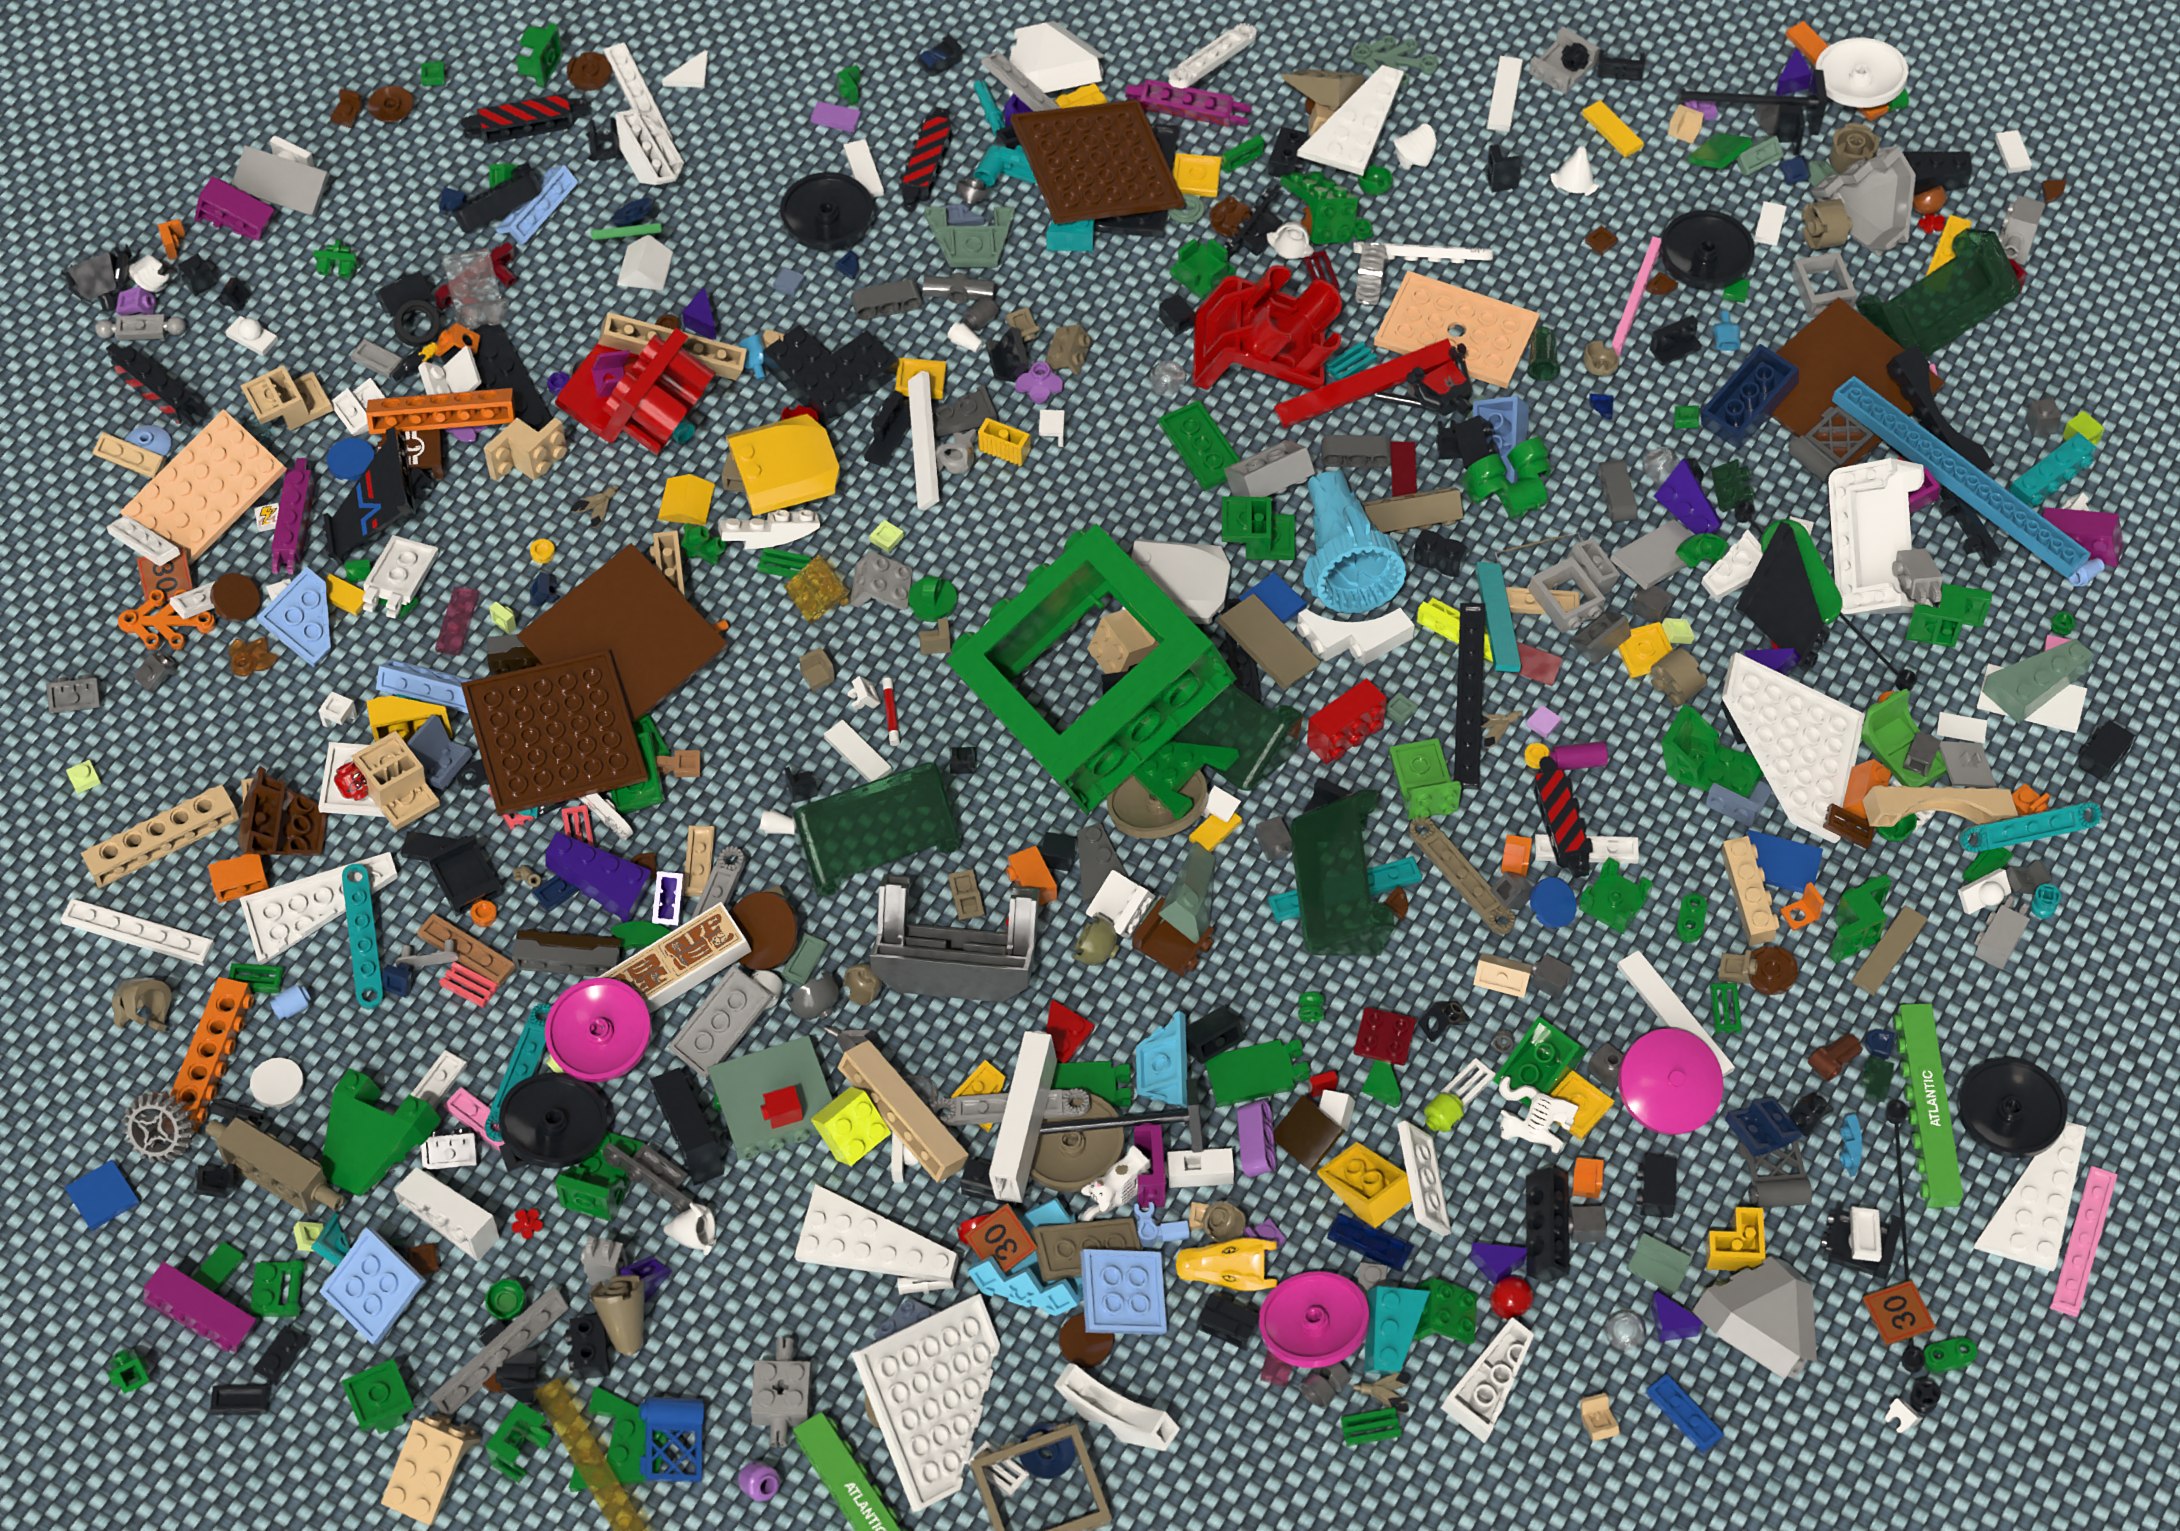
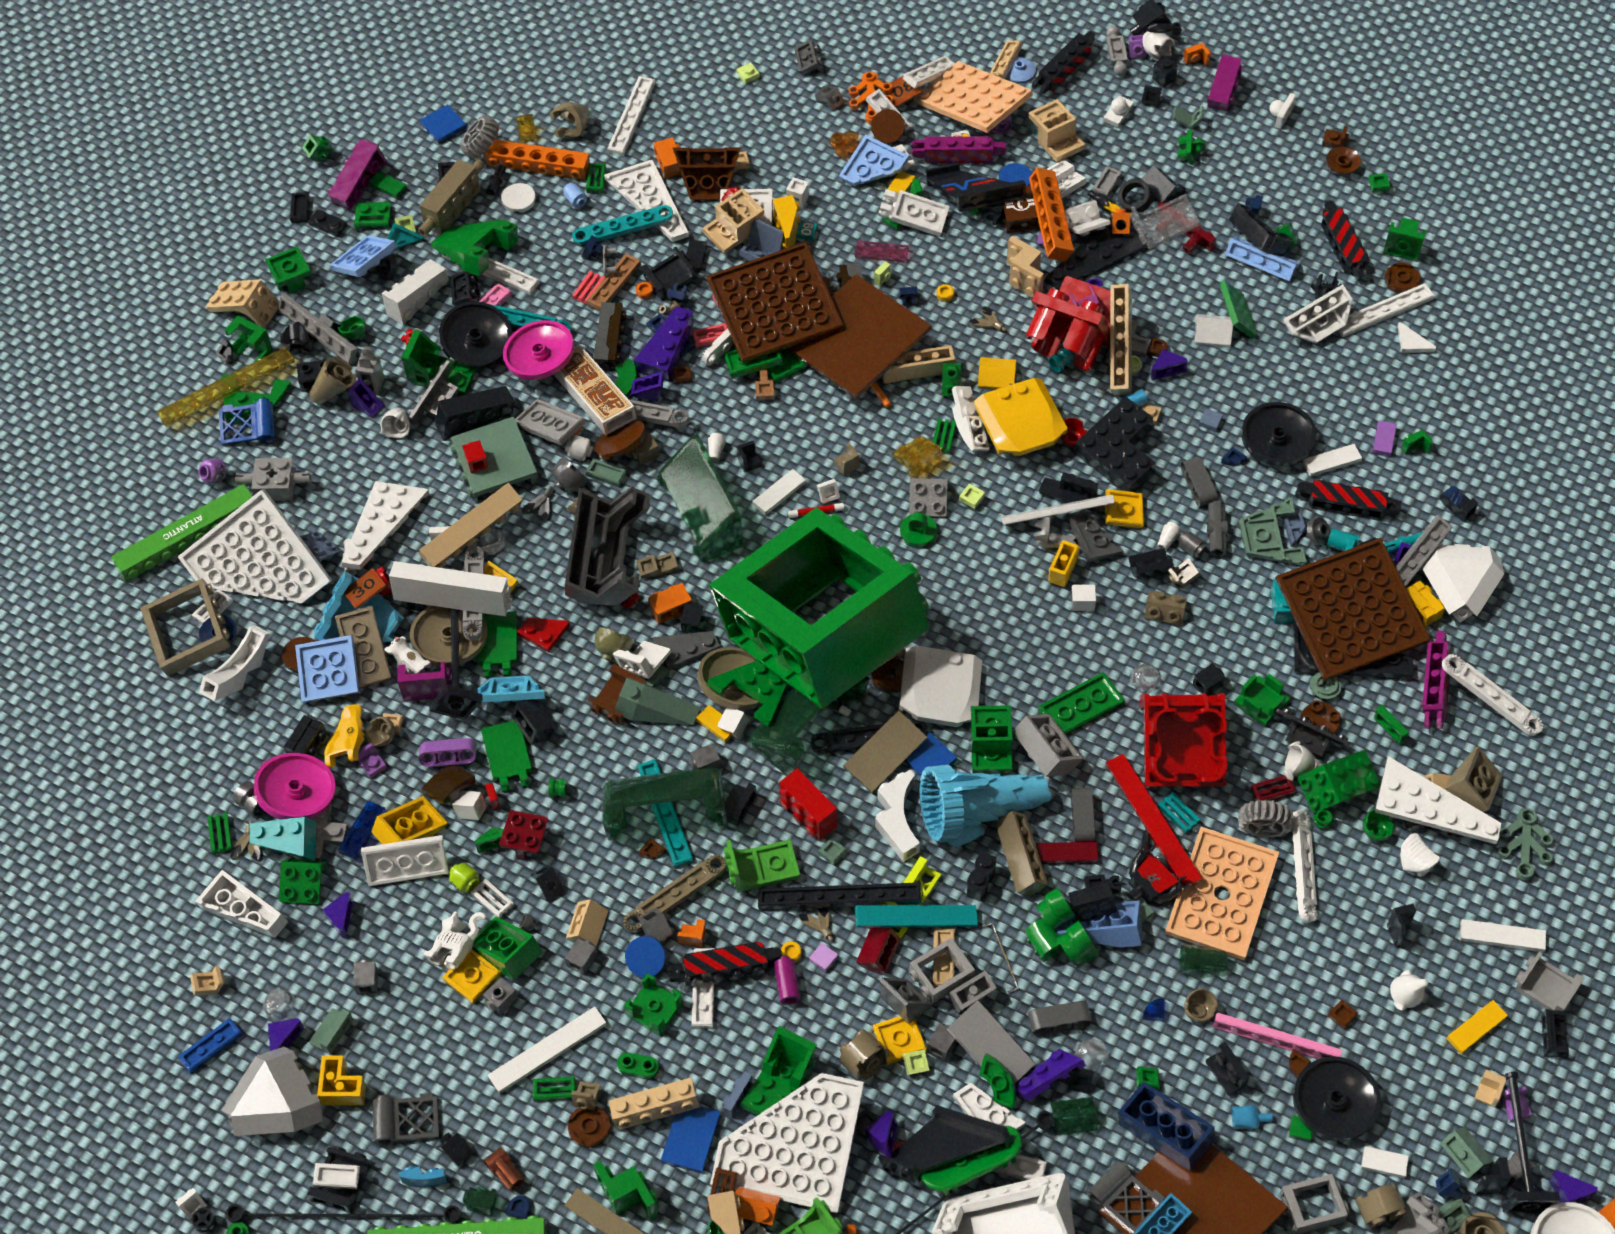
camera: 90 degrees right, 0 degrees up
(139, 1074) = (526, 128): none -> clear yellow bracket
(154, 847) = (699, 113): tan brick -> none
(280, 181) = (1257, 106): light grey tile -> none
(281, 260) = (1186, 118): none -> sand green bracket
(422, 683) = (823, 236): light blue fence -> none
(424, 1258) = (387, 283): reddish brown tile -> none
(506, 865) = (680, 296): none -> dark blue tile
(525, 1486) = (225, 352): none -> black tile
(633, 212) = (1260, 314): dark blue dish -> none
(698, 859) = (692, 404): tan tile -> none
(850, 1126) = (461, 496): neon yellow brick -> none
(936, 640) = (880, 534): dark tan panel -> none
(1039, 385) = (1128, 589): medium lavender plate -> none
(1150, 1233) = (380, 690): light blue bar -> none
(1197, 174) = (1365, 693): yellow tile -> none
(1199, 1168) = (426, 721): white brick -> none
(1284, 154) = (1401, 753): black brick -> none
(1511, 1297) = (312, 926): red hair -> none
(1547, 1225) = (363, 946): black brick -> none
(1575, 56) = (1551, 990): black gear -> none
(1587, 1178) = (404, 980): orange panel -> none
(1658, 1186) = (394, 1029): black brick -> none
(1670, 1081) = (480, 1037): dark pink dish -> none
(1720, 150) = (1459, 1115): green tile -> none
(1763, 1126) = (443, 1110): dark blue slope -> none
(1810, 905) = (645, 1157): orange bracket -> none
(1899, 1313) = (274, 1203): dark orange piece -> none

